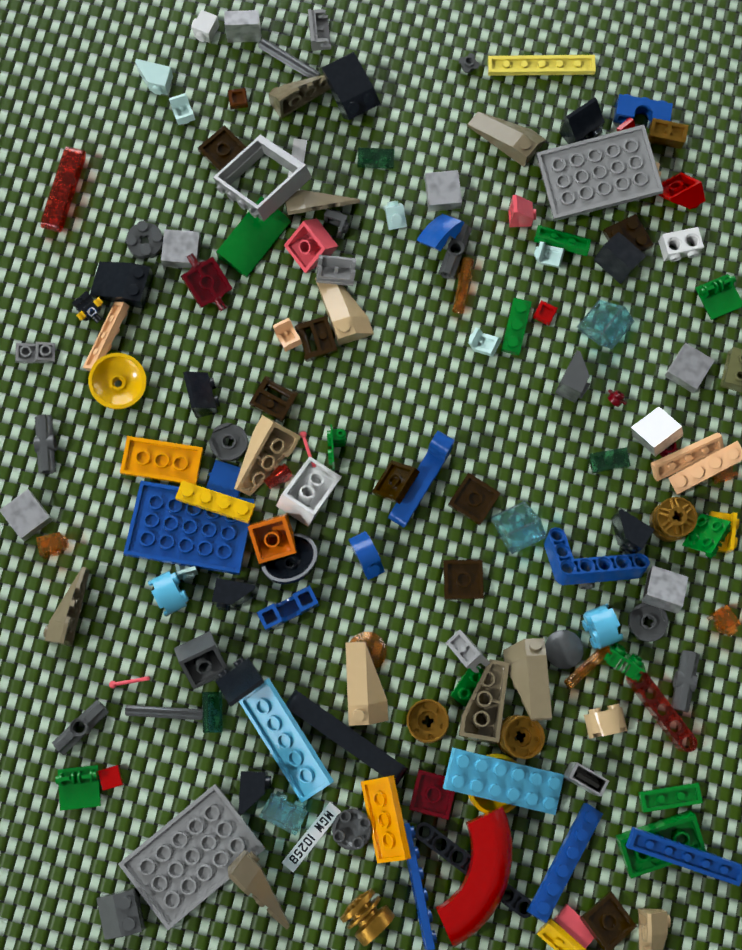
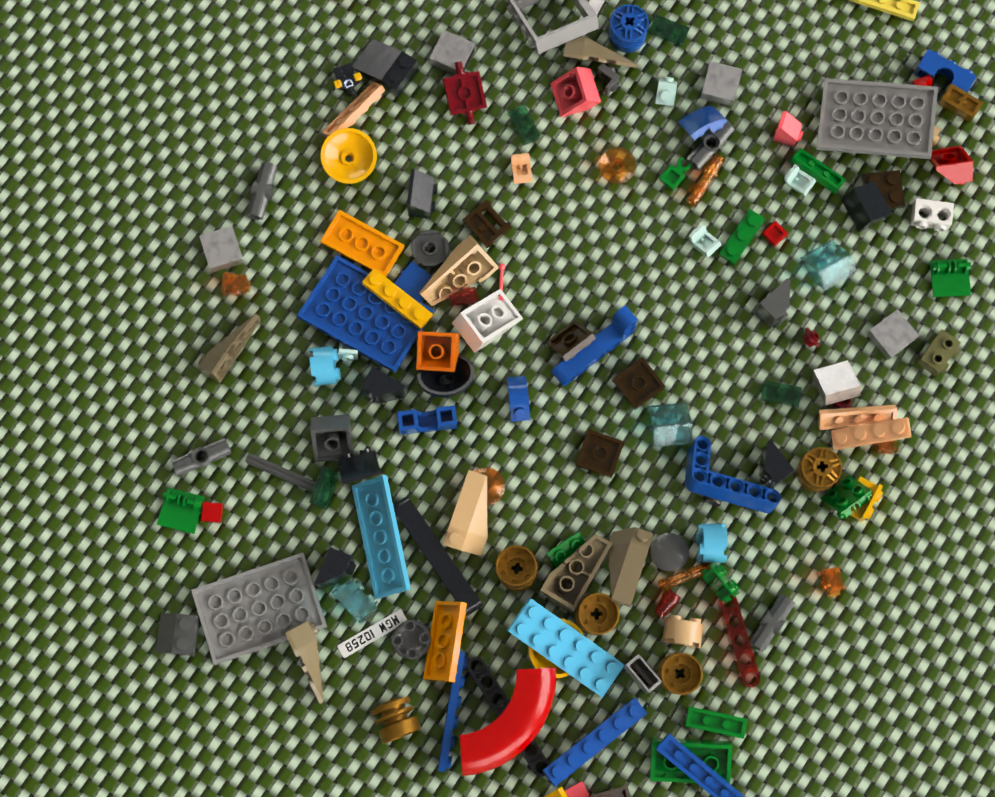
camera: 25 degrees right, 0 degrees up
(35, 353) = (282, 103): light grey slope -> none
(113, 684) = (244, 430): coral hinge -> none
(142, 230) = (421, 23): dark grey plate -> none
(252, 240) = (522, 68): green slope -> none
(274, 293) = (524, 125): none -> clear green plate
(322, 336) = (553, 183): dark brown plate -> none
(335, 438) = (529, 280): green hinge -> none
(336, 270) = (589, 124): light grey hinge -> none
(338, 168) = (628, 37): none -> blue wheel
(344, 313) = (582, 164): tan wedge -> none
(378, 292) = (619, 157): none -> clear orange dish
(430, 796) = (494, 638): dark red plate -> none
(432, 291) = (674, 176): none -> green plate
(467, 651) = (577, 518): light grey hinge -> none
(512, 139) = (806, 55): dark tan wedge -> none
(581, 699) = (667, 603): none -> clear red cone
(583, 123) = (881, 65): black slope -> none
(631, 760) = (691, 673): none -> pearl gold wheel
(641, 631) = (766, 548): dark grey plate -> none
(665, 589) = (785, 531): flat silver piece -> none

